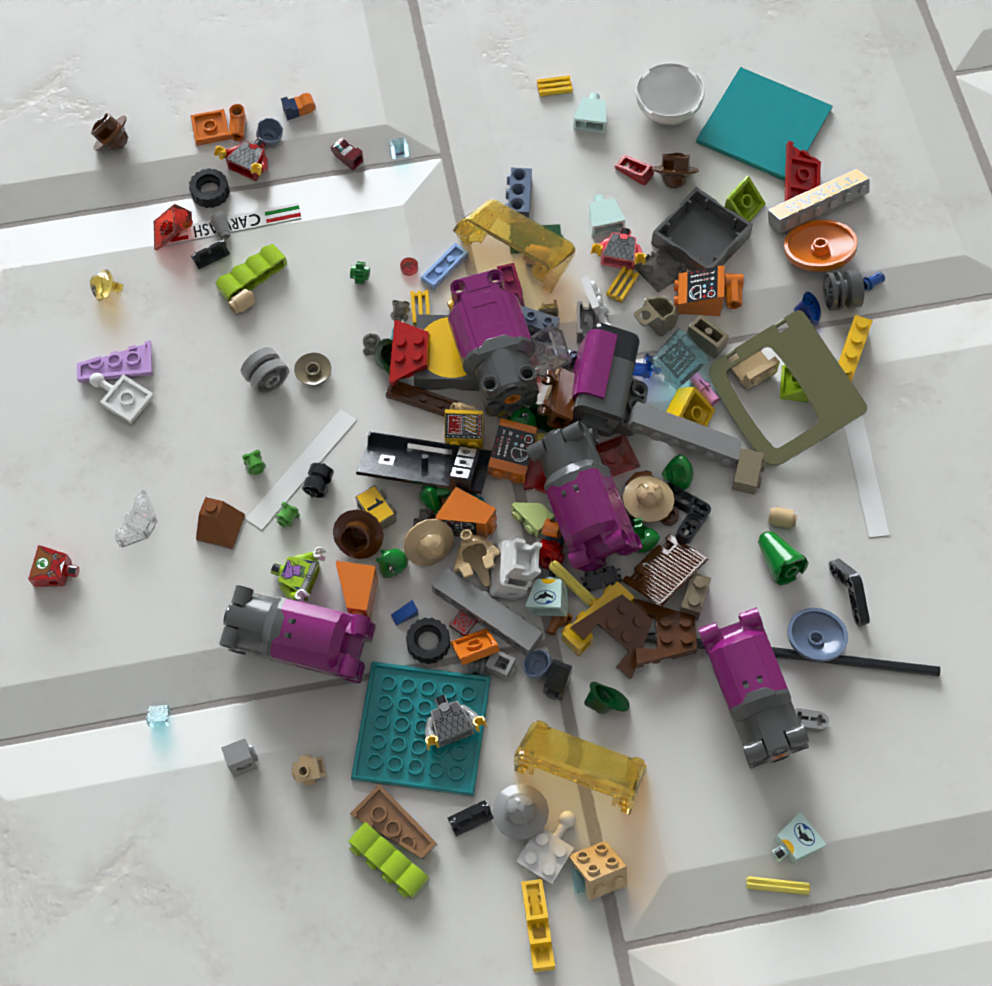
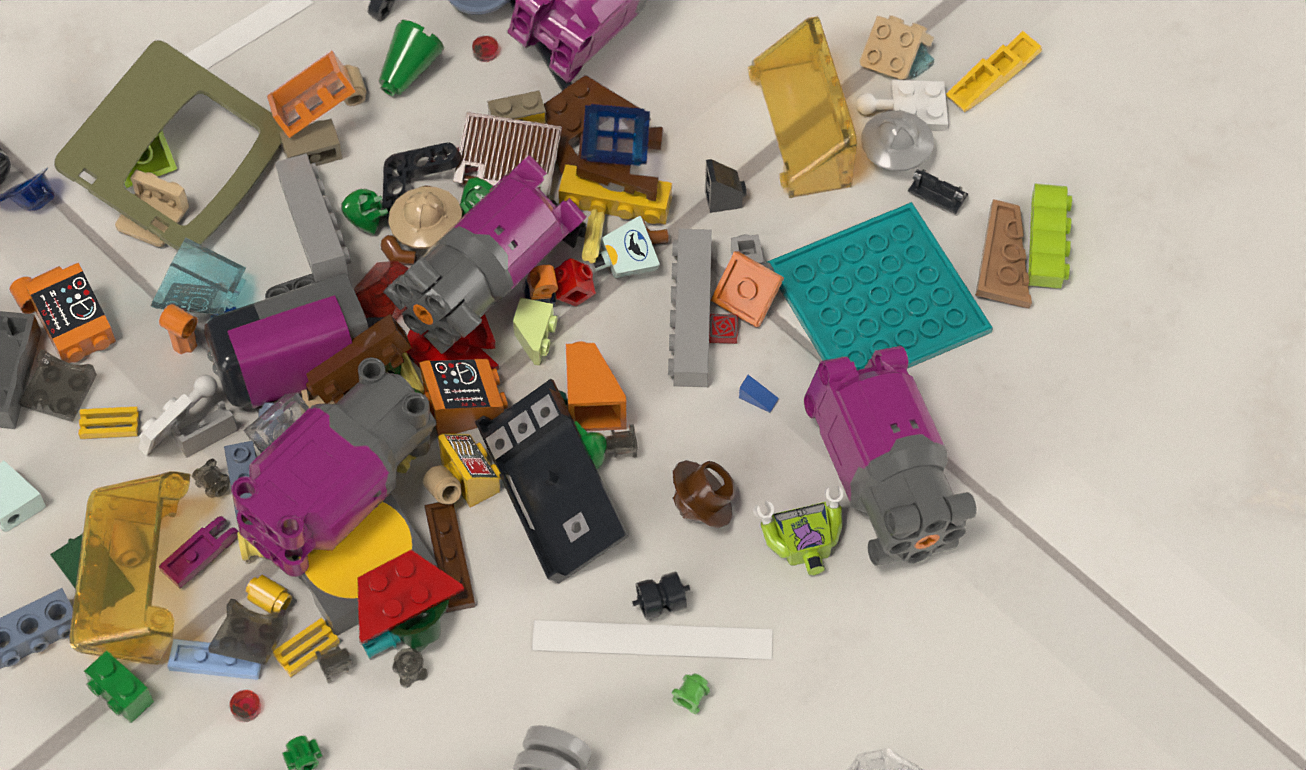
camera: 125 degrees left, 5 degrees down
(158, 716) = (1092, 574): clear light blue slope -> none
(219, 523) = (805, 680): dark orange slope -> none
(240, 757) = (1069, 438): light grey brick -> none
(287, 515) = (735, 602): bright green brick -> none
(308, 769) = (1021, 366): tan brick -> none
(309, 363) = (500, 701): dark tan dish -> none
(358, 586) = (776, 445): orange slope -> none
(375, 502) = (648, 505): yellow brick -> none
(392, 562) = (709, 438): green piece -> none
(428, 542) = (657, 405): tan helmet -> none
(428, 625) = (768, 367): black tyre -> none
(438, 280) = (248, 633): none -> clear smoke piece
(451, 723) = (858, 257): torso -> none
(453, 212) = (118, 686): none -> green brick
(477, 555) = (631, 357): tan piece -> none
(516, 562) = (627, 301): white piece -> none
(537, 664) = (720, 216): sand blue hair -> none
(604, 699) = (707, 133): dark green piece -> none
(620, 250) = (56, 444): torso -> none
(630, 629) = (615, 135): none -> clear blue piece
(653, 335) = (180, 328): none -> orange piece
(658, 314) = (139, 344): dark tan piece -> none
(691, 405) = (267, 245): yellow slope -> none
(704, 389) = (224, 239): bright pink pin -> none
(707, 336) = (139, 274): dark tan brick -> none
(767, 613) = (485, 48): none -> clear red tile
(777, 478) = (310, 94): none -> orange window
(854, 345) = (32, 122): yellow arch -> none

